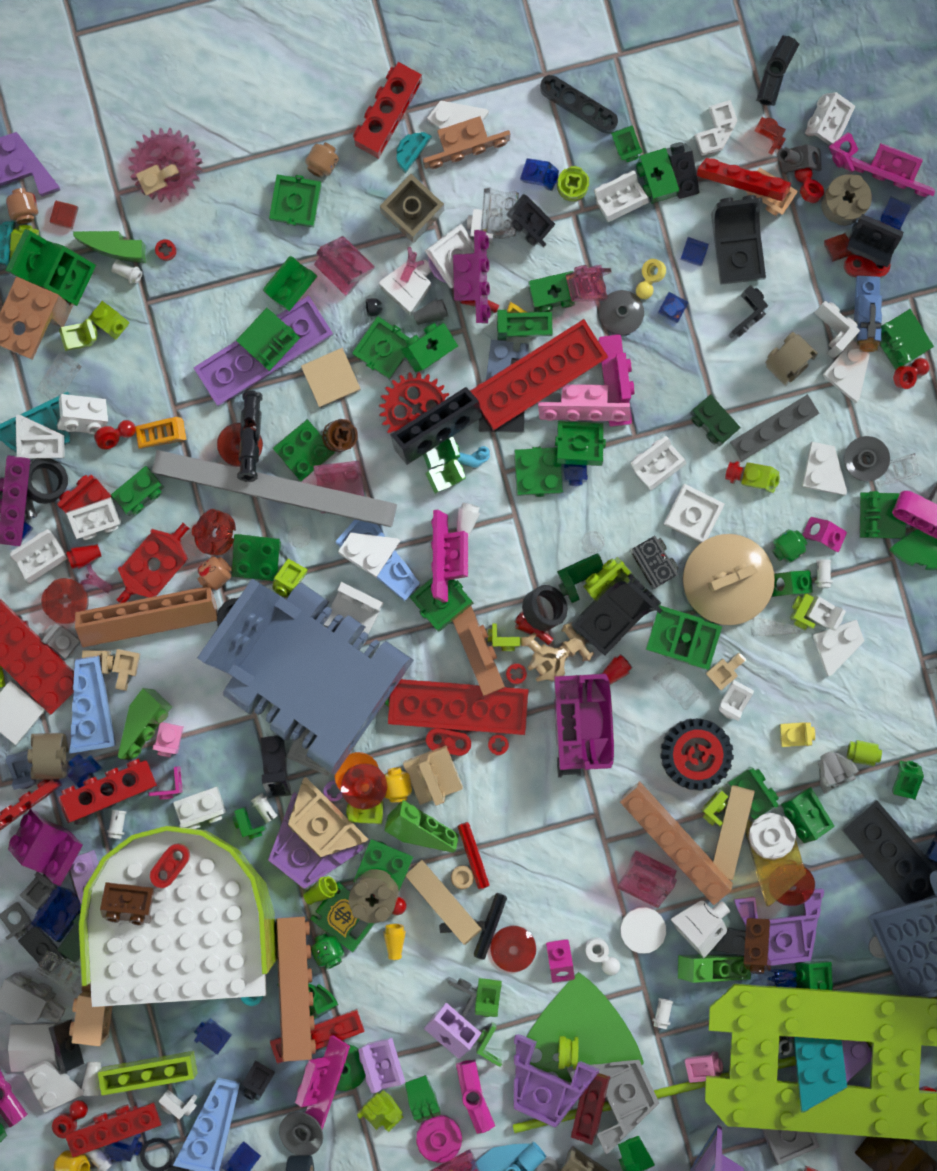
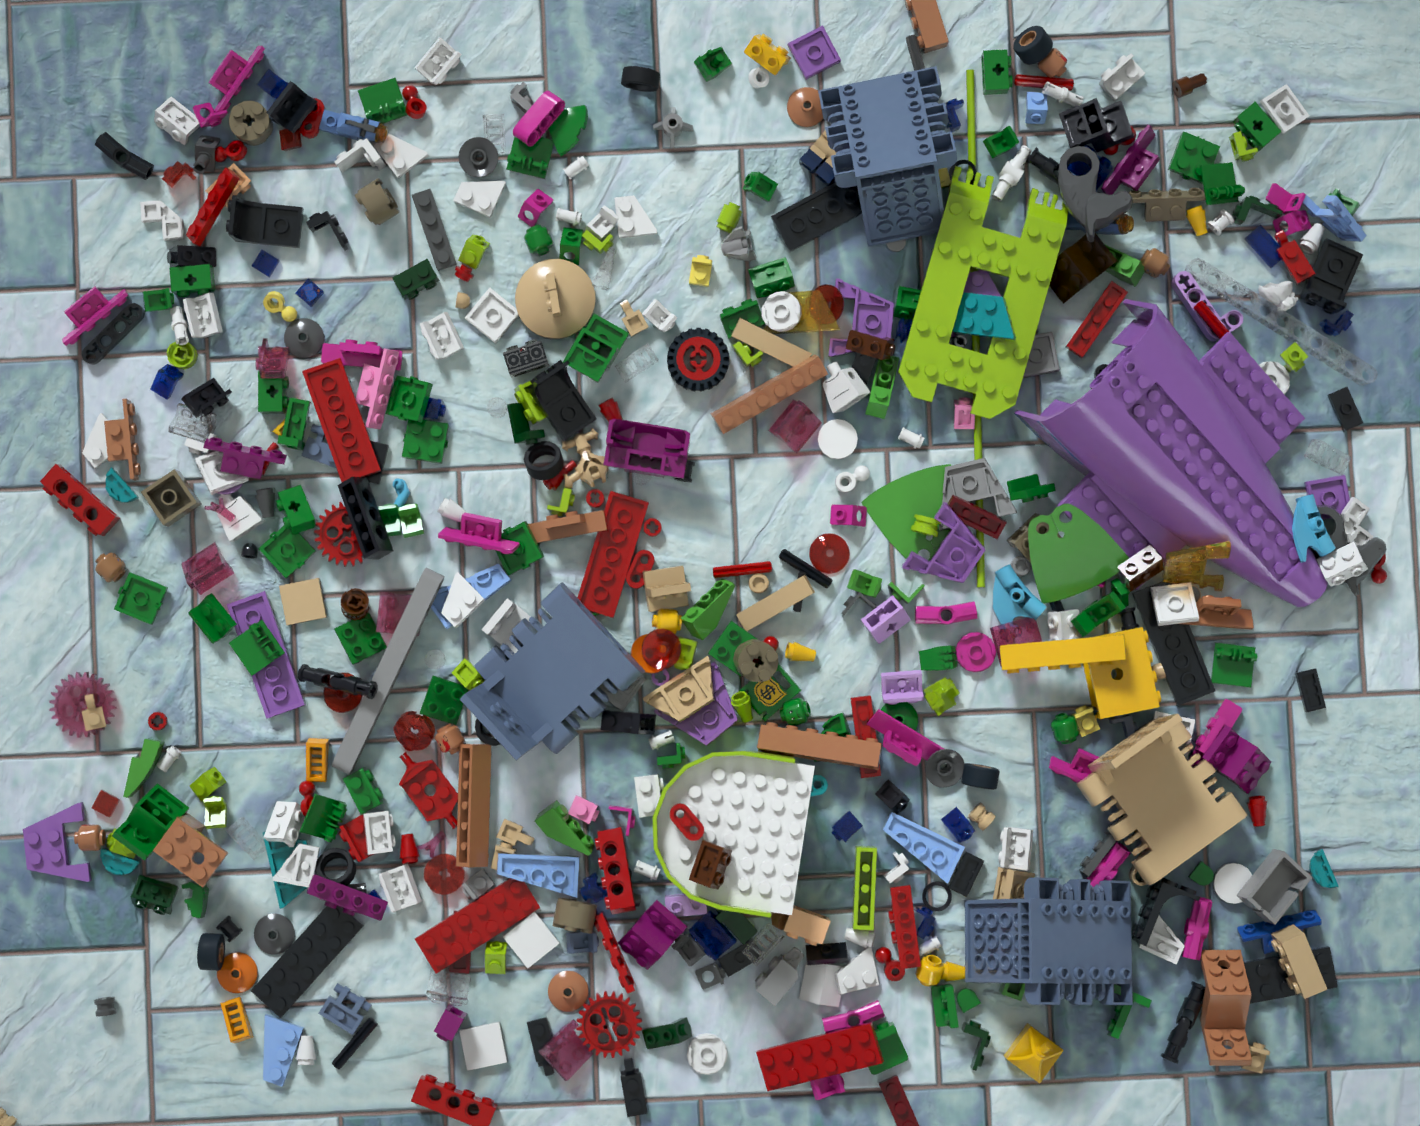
camera: 75 degrees left, 0 degrees up
(97, 455) = (324, 817): none -> green hinge
(597, 71) = (89, 310): none -> dark pink bracket
(603, 173) = (179, 325): none -> white pin
(702, 477) = (462, 300): none -> tan hinge
(881, 569) = (576, 167): none -> white pin

